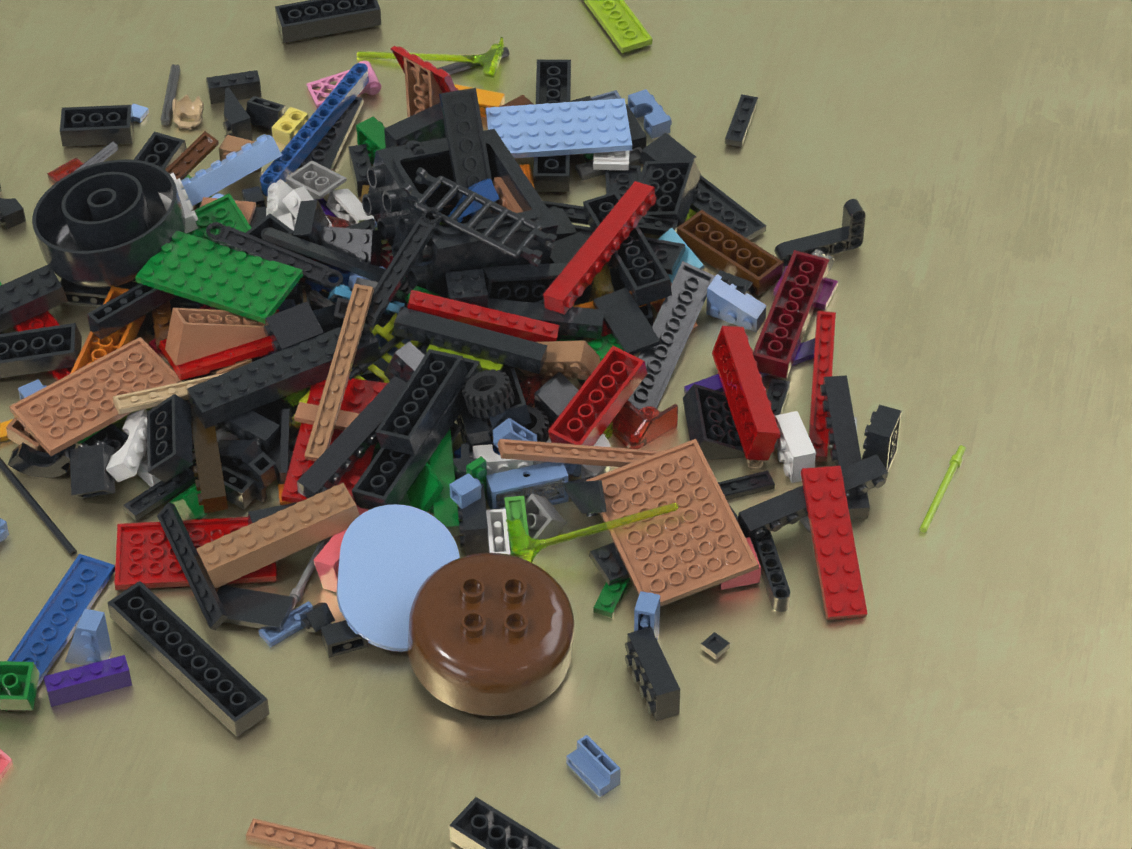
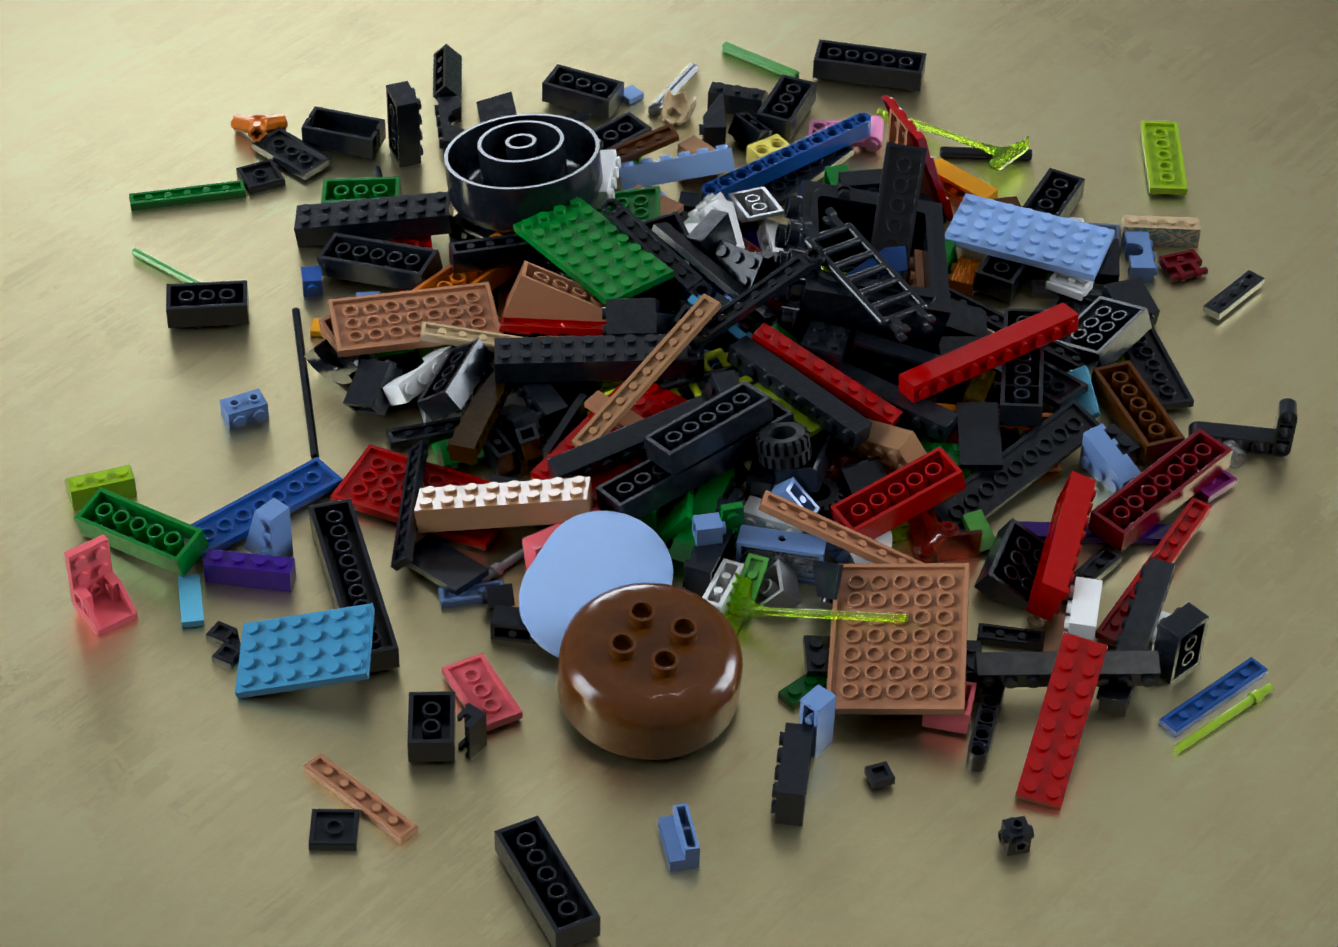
camera: 25 degrees right, 5 degrees down
(33, 173) = (496, 107): none -> black tile
(51, 729) = (190, 601): none -> medium azure tile
(104, 748) = (228, 639): none -> black tile
(187, 734) = (305, 651): none -> dark azure plate
(229, 42) = (758, 60): none -> bright green axle
(282, 77) = (787, 105): none -> black brick
(335, 756) = (431, 726): none -> black brick
(354, 708) = (480, 685): none -> coral plate
(373, 744) = (475, 730): none -> black hinge
(657, 82) = (1164, 231): none -> tan brick
(663, 399) = (977, 521): none -> bright green tile
(683, 105) = (1181, 261): none -> dark red plate
(849, 652) = (1015, 835): none -> black brick
(924, 474) = (1213, 697): none -> blue tile

